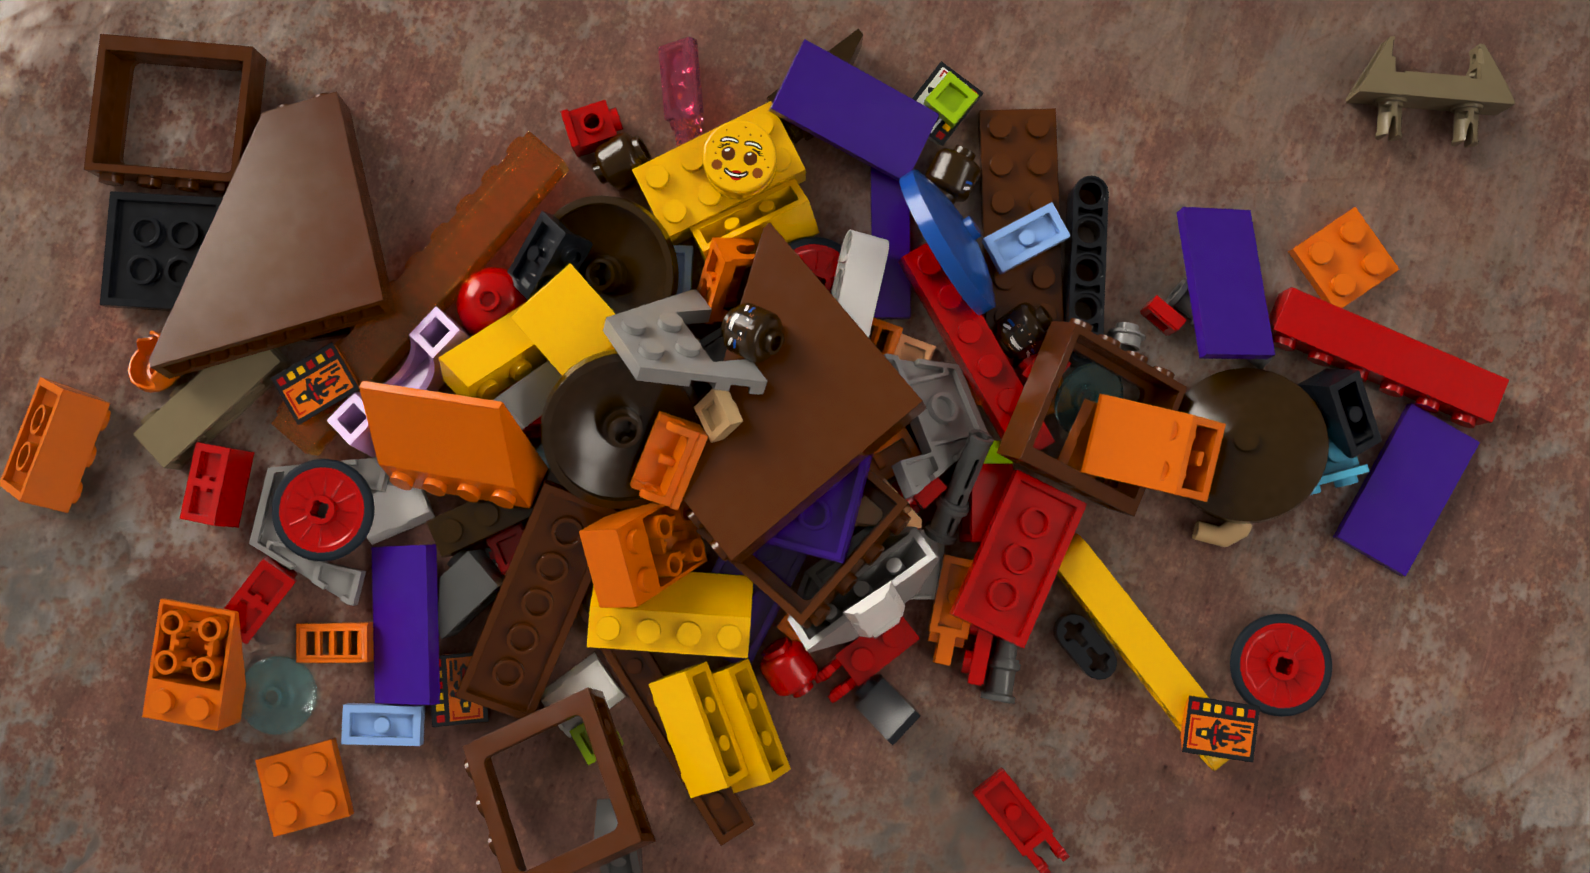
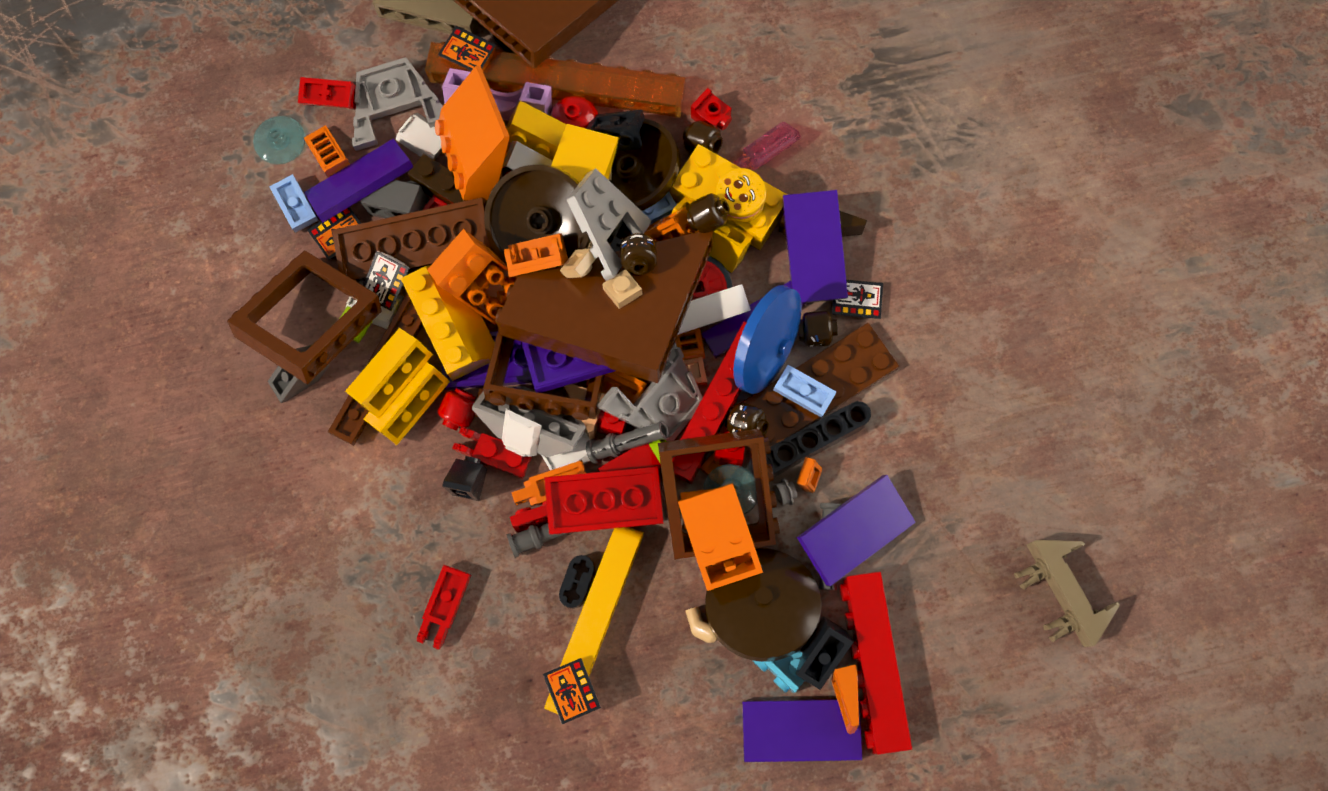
camera: 60 degrees right, 10 degrees down
(196, 667) = (269, 84): orange slope -> none
(217, 485) = (380, 37): red hinge -> none
(304, 787) = (234, 183): orange plate -> none
(345, 522) = (399, 112): red wheel -> none
(566, 664) = (385, 278): none -> piece
(744, 214) = (708, 213): none -> dark brown head
(785, 379) = (622, 289): none -> tan plate
(951, 99) = (861, 299): lime plate -> none
(1125, 297) = (809, 475): none -> orange tile
(1162, 316) = (812, 505): red tile -> none
(1304, 674) = (658, 709): red wheel -> none
(1344, 259) = (923, 601): orange plate -> none
(1405, 413) = (846, 690): none -> orange slope

